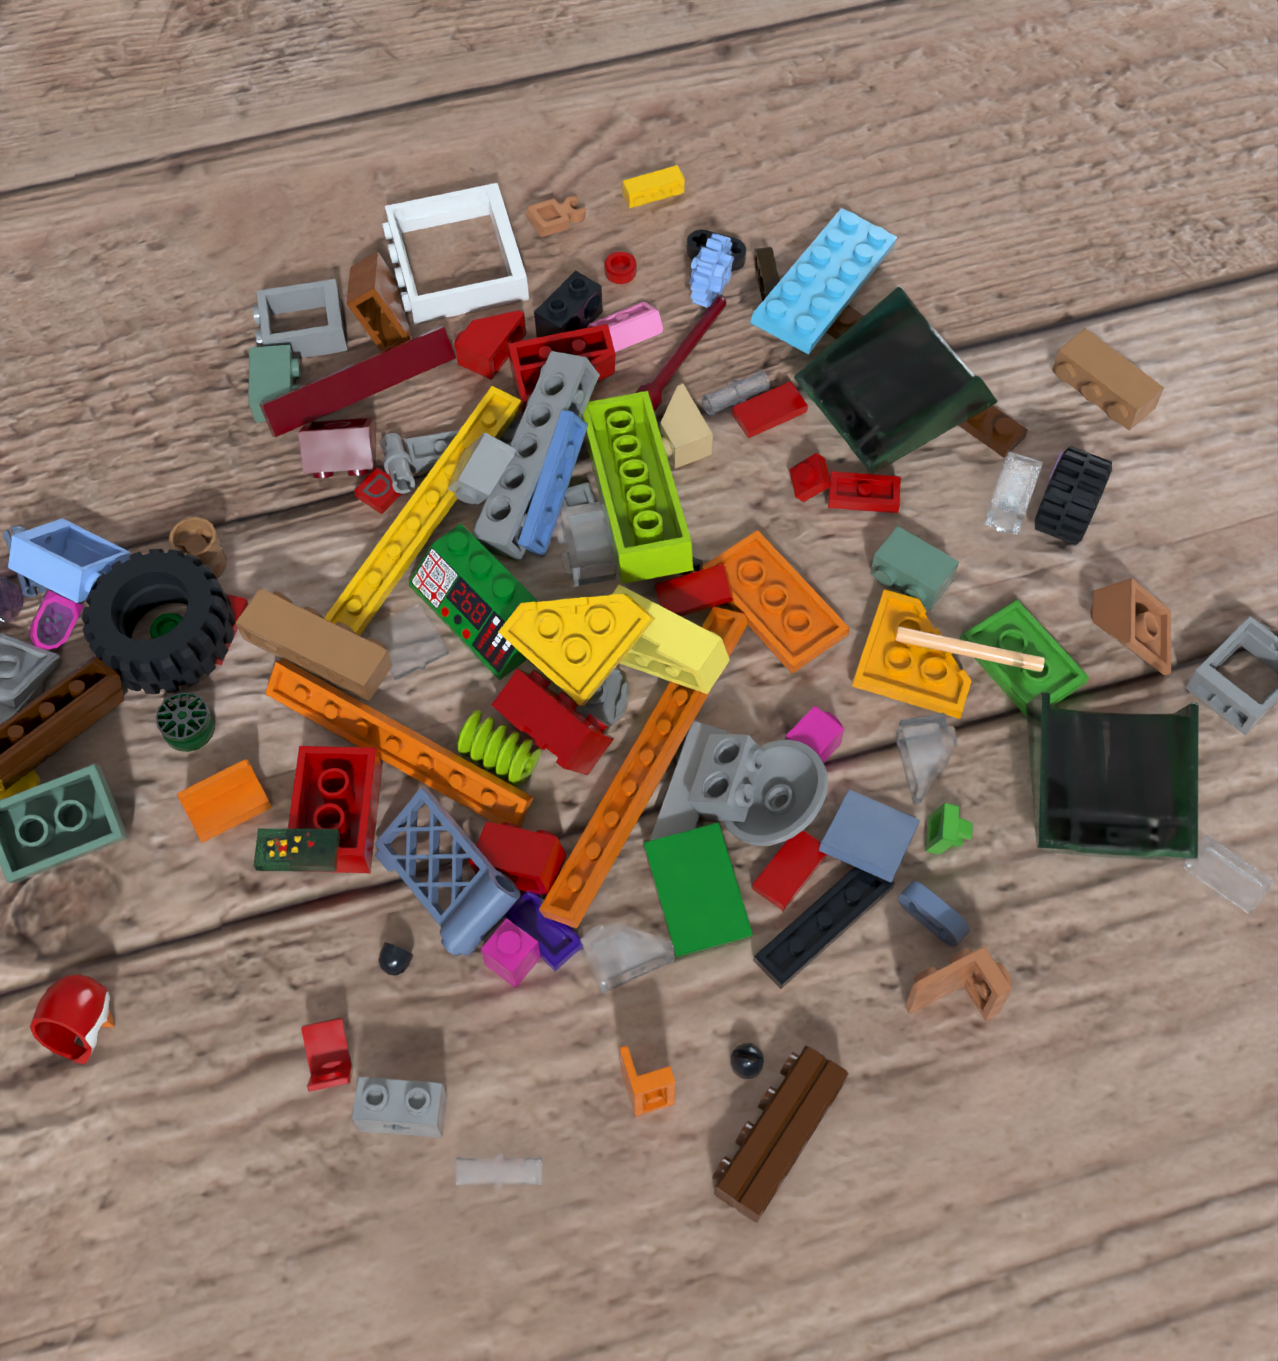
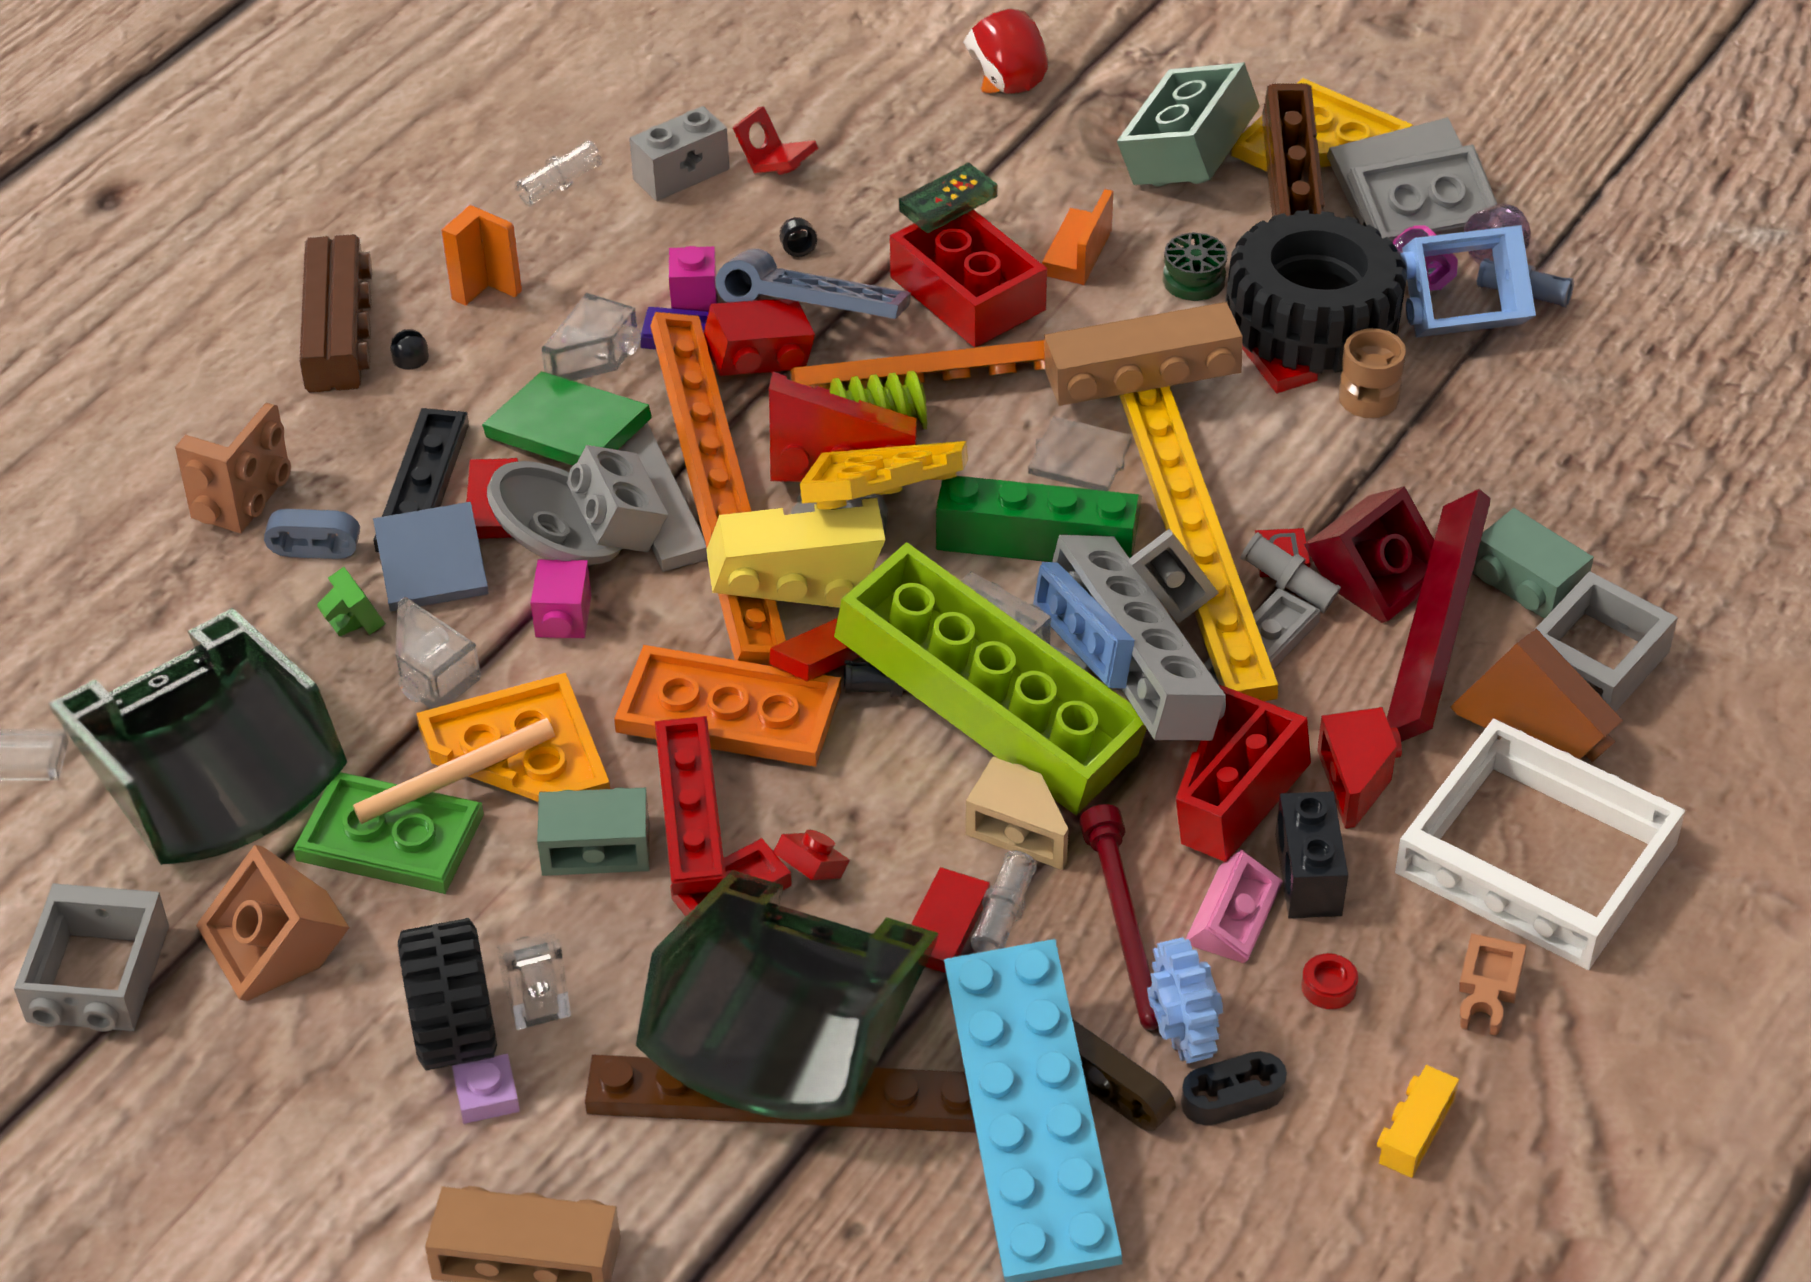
camera: 140 degrees right, 15 degrees down
(853, 538) = (690, 805): none -> red tile

